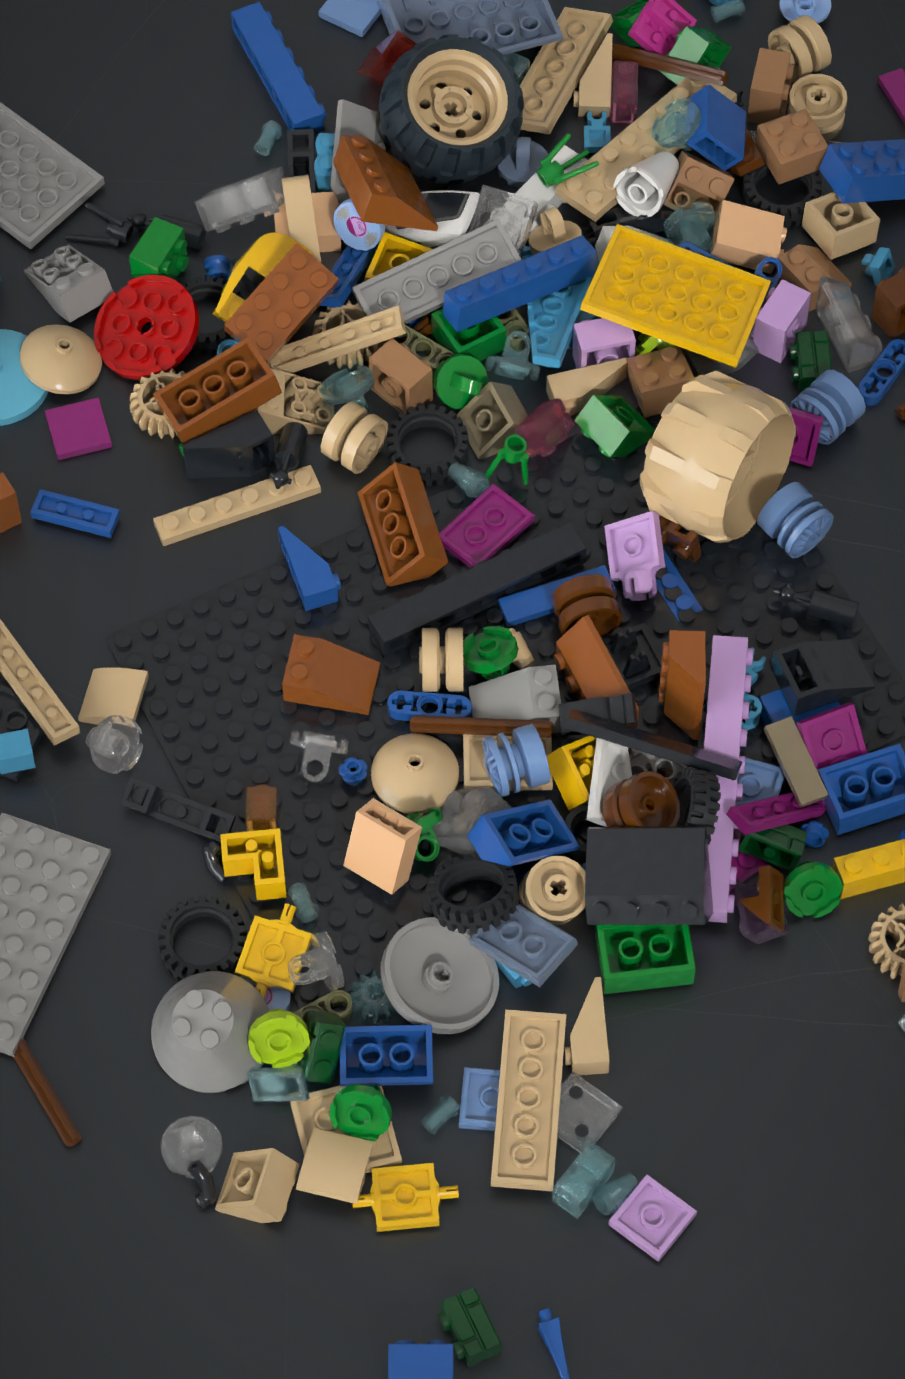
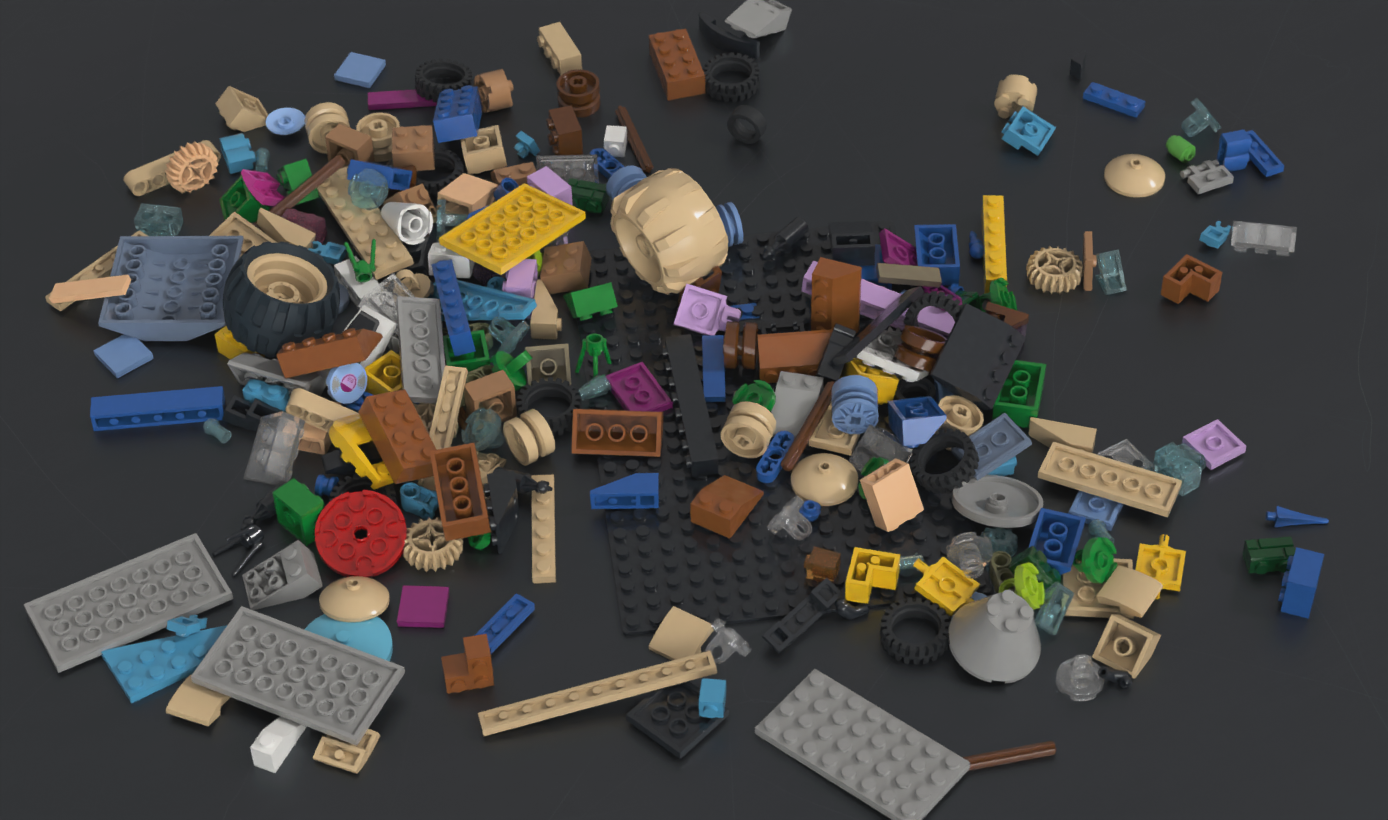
camera: 70 degrees left, 15 degrees down
(384, 56) = (205, 332): clear red slope -> none
(545, 428) = (570, 332): clear pink brick -> none

